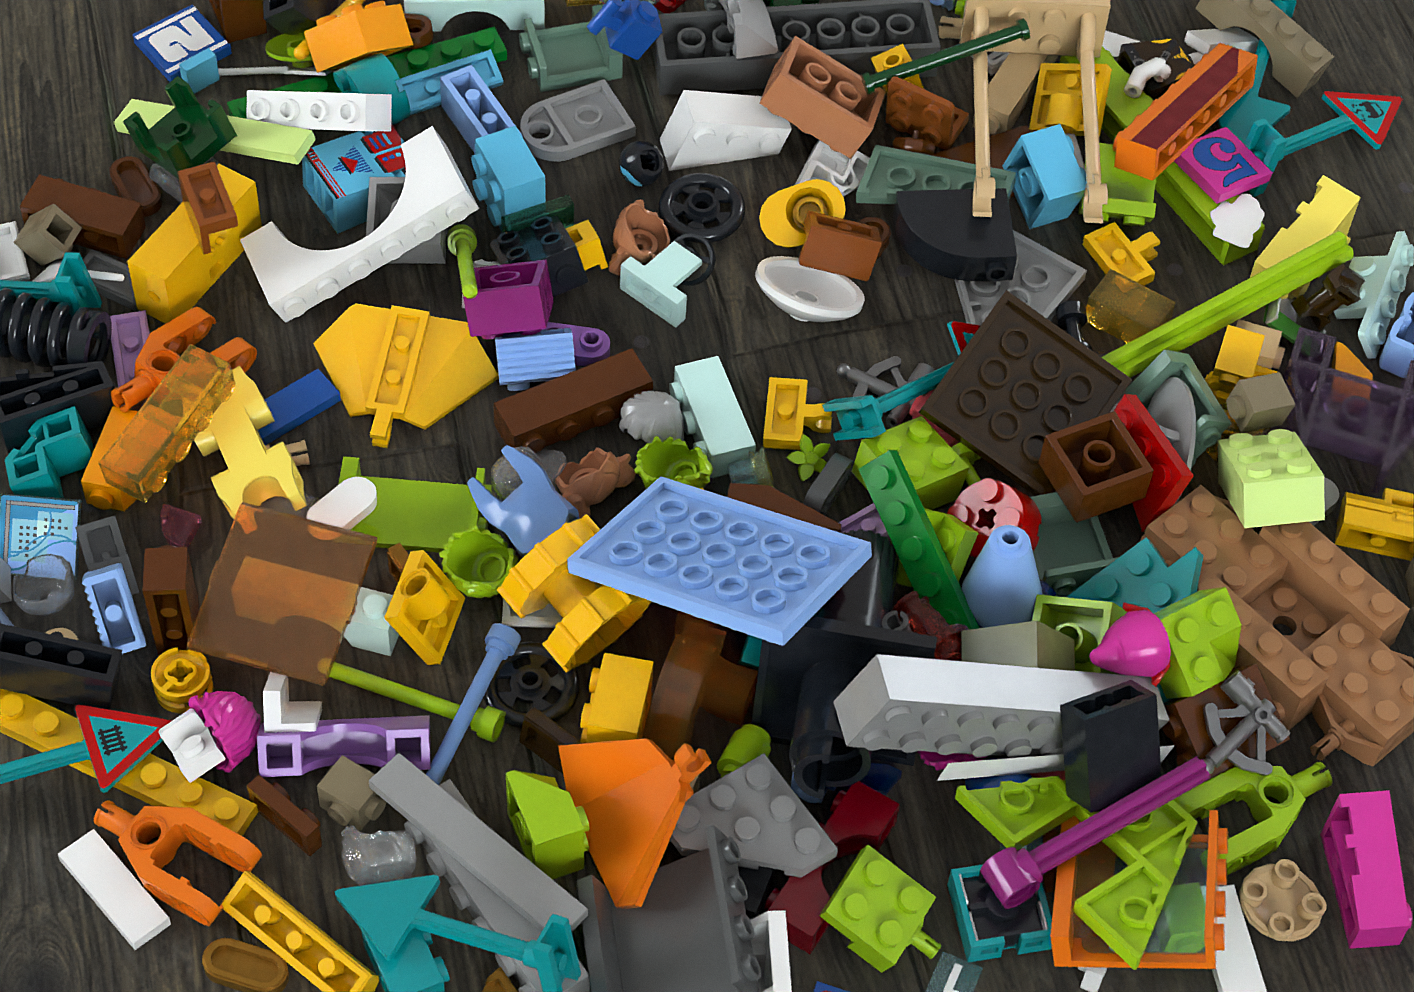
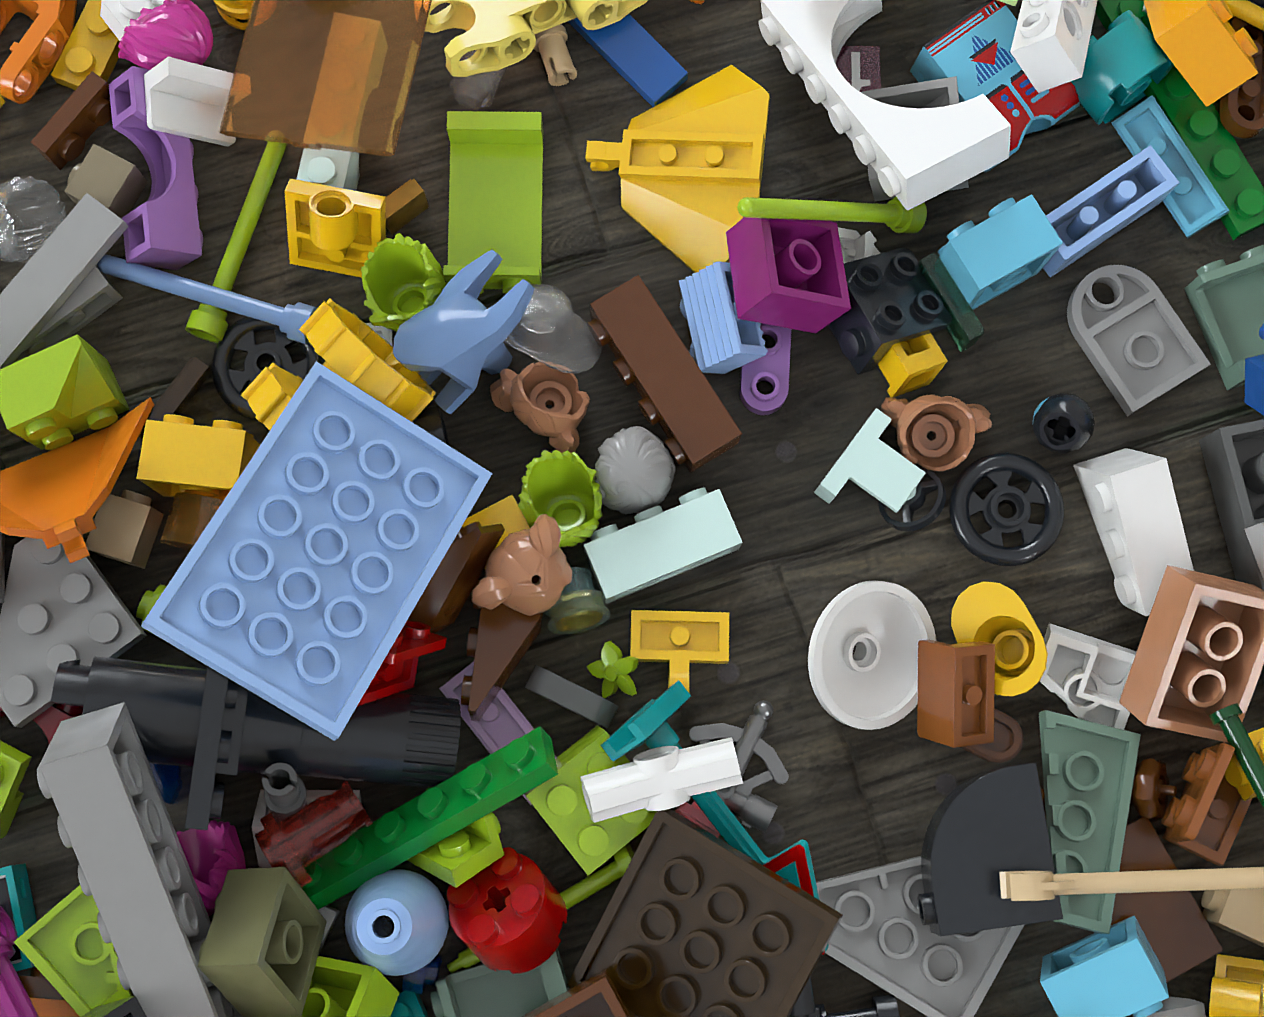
camera: 85 degrees right, 25 degrees up
(345, 503) = (457, 117): white tile -> none
(730, 473) = (517, 561): none -> nougat hair
(901, 398) = (661, 779): none -> white piece

